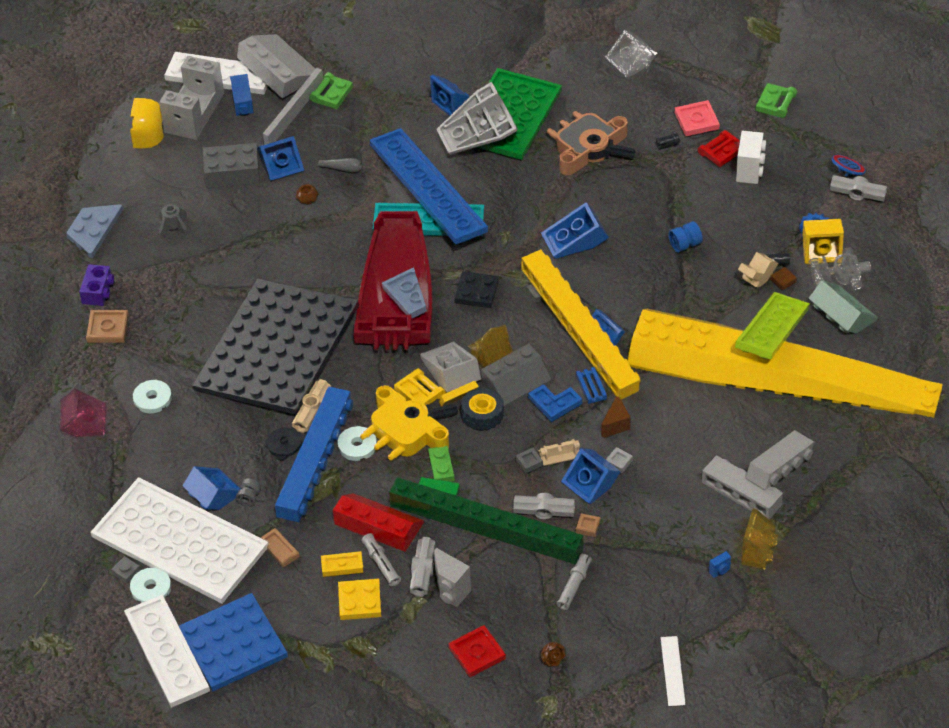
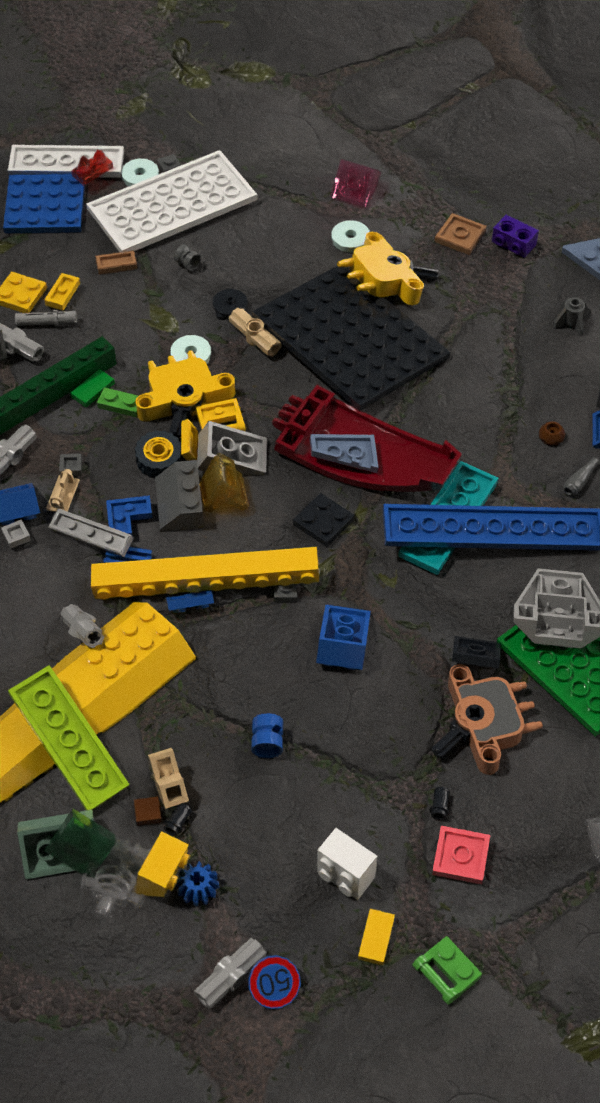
camera: 115 degrees right, 5 degrees up
(173, 613) = (92, 168): none -> clear red tile
(190, 347) = (386, 271): none -> yellow piece
(211, 487) = (211, 237): blue slope -> none
(313, 454) = (199, 315): blue brick -> none
(368, 517) = (100, 318): red slope -> none
(542, 158) = (476, 652): none -> black plate
(587, 411) = (91, 532): none -> light grey tile
(616, 420) = (66, 555): reddish brown slope -> none
(677, 365) = (82, 625): none -> light grey piece
(723, 152) = (388, 865): red plate -> none
(781, 137) = (376, 937): none -> yellow tile
(839, 278) = (81, 843): none -> clear green slope

